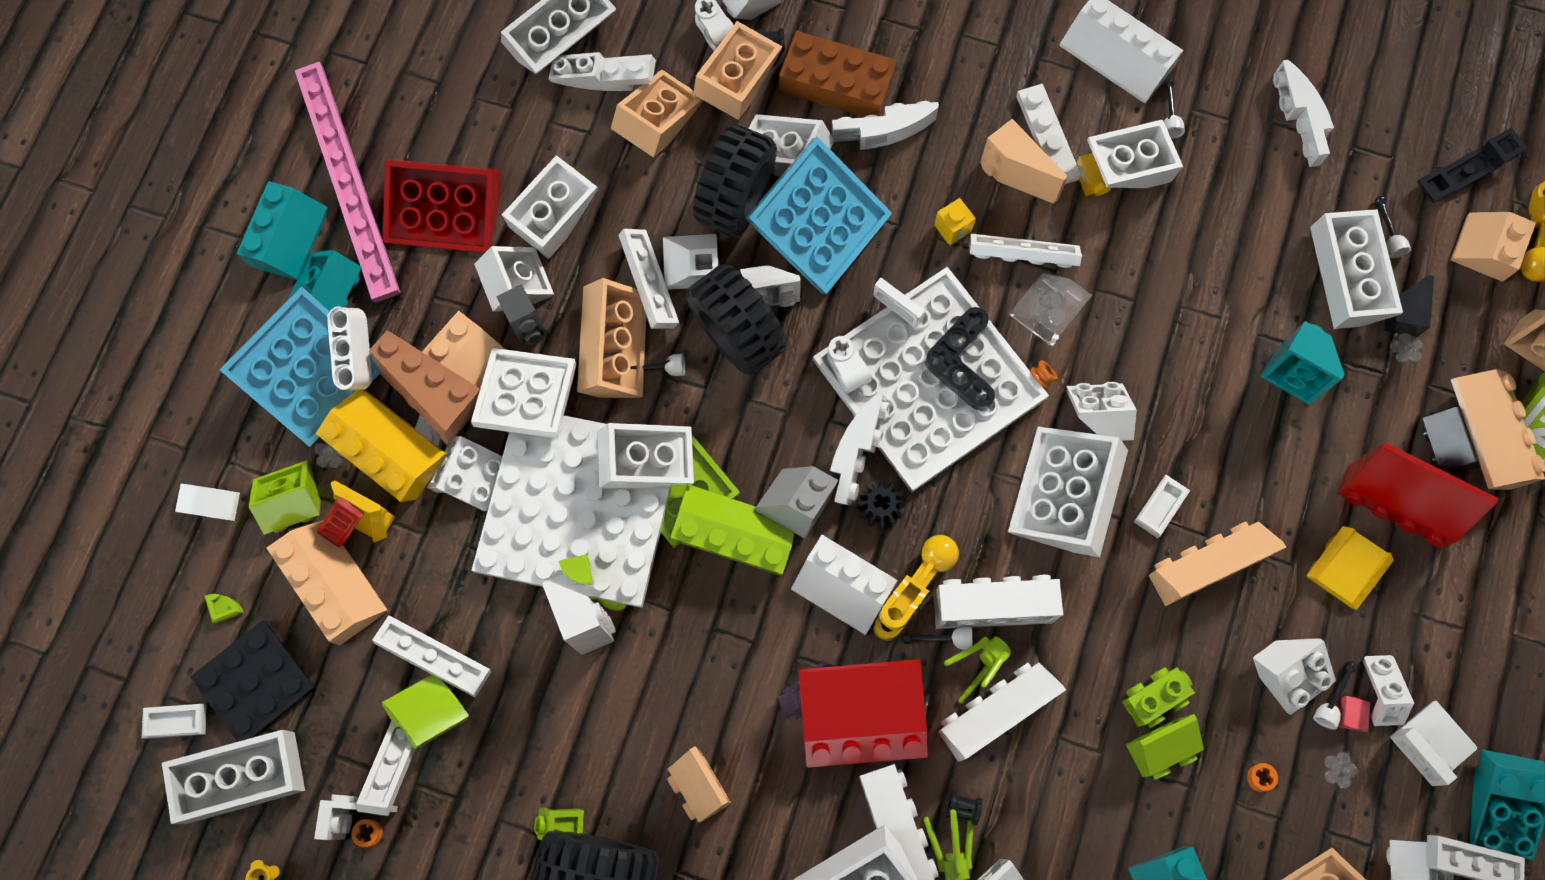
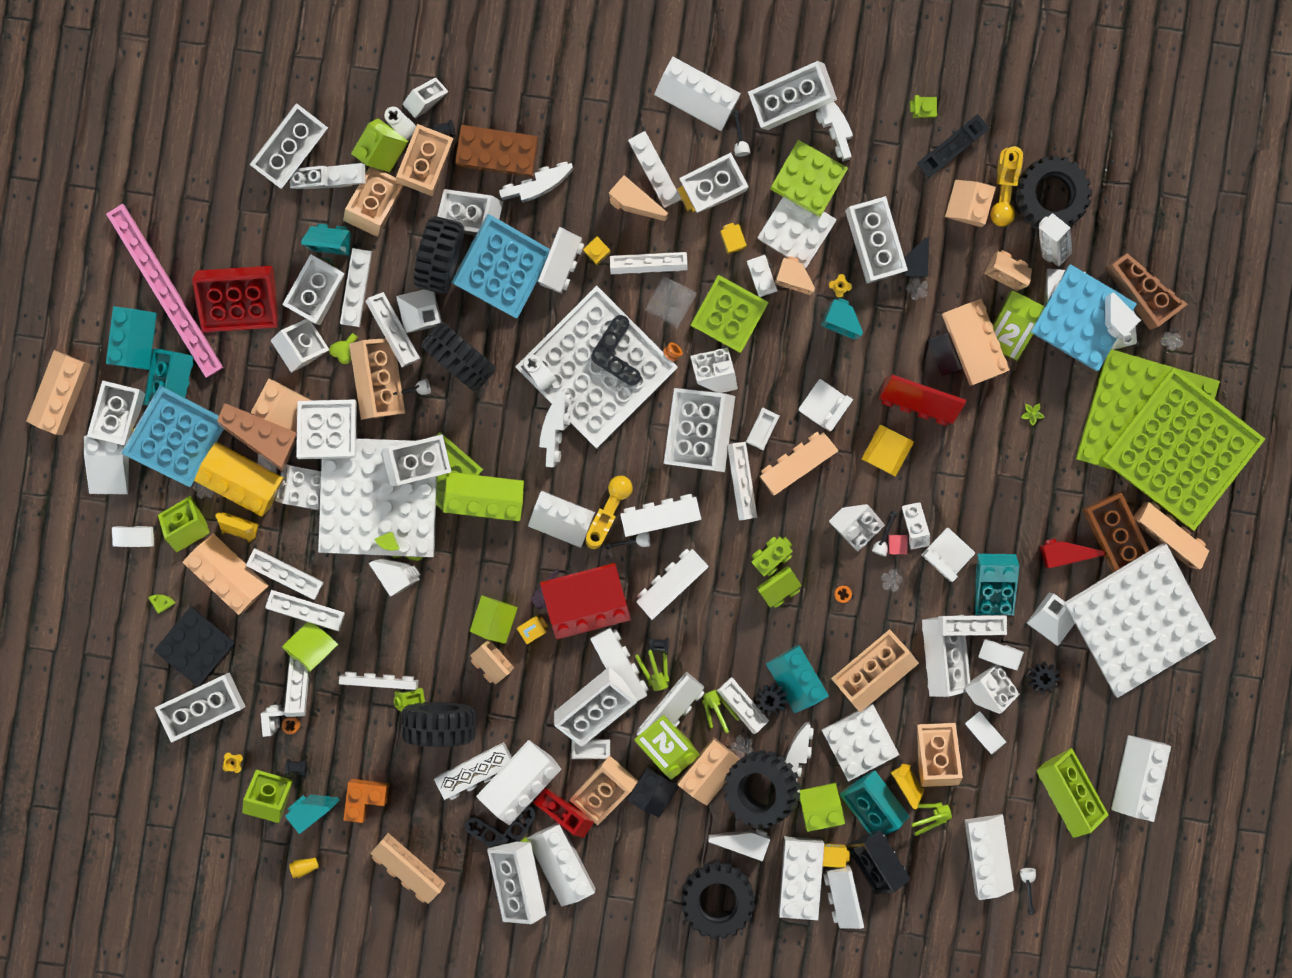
camera: 15 degrees left, 15 degrees up
(163, 288) = (58, 393): none -> light nougat slope
(174, 721) = (150, 679): white tile -> none
(198, 395) = (105, 467): none -> white slope
(229, 319) = (115, 413): none -> white slope
(340, 522) = (225, 537): red slope -> none
(349, 348) = (203, 412): white beam -> none
(414, 596) = (284, 574): none -> white plate
(505, 781) = (387, 681): none -> white plate
(522, 315) = (312, 374): dark grey slope -> none
(571, 297) = (342, 349): none -> lime rock
(584, 149) = (328, 240): none -> teal slope
(609, 219) = (356, 287): none -> white plate
(680, 42) = (379, 146): none -> lime slope
(714, 721) = (493, 619): none -> lime slope
(772, 745) = (533, 629): none -> yellow brick
(774, 284) = (473, 321): white slope -> none
(797, 498) = (521, 467): light grey slope -> none
(878, 514) = (576, 468): black gear -> none
(898, 302) = (566, 321): white tile -> none
(902, 224) = (561, 261): none -> white slope
(993, 655) = (663, 547): lime plant -> none
(1124, 575) = (742, 481): none -> white plate
(1131, 336) = (729, 314): none -> lime plate
(1149, 237) = (732, 238): none -> yellow brick
(1182, 295) = (761, 276): none -> white plate
(1236, 298) = (794, 276): none -> light nougat slope
(1238, 241) = (796, 231): none -> white plate
(1257, 61) = (792, 95): none -> white brick
(1261, 487) = (825, 405): none -> white bracket
(1264, 176) = (809, 178): none -> lime plate
(1287, 322) = (845, 285): none -> yellow plate
(1396, 244) = (904, 214): white hinge -> none
(1429, 113) = (923, 107): none -> lime bracket

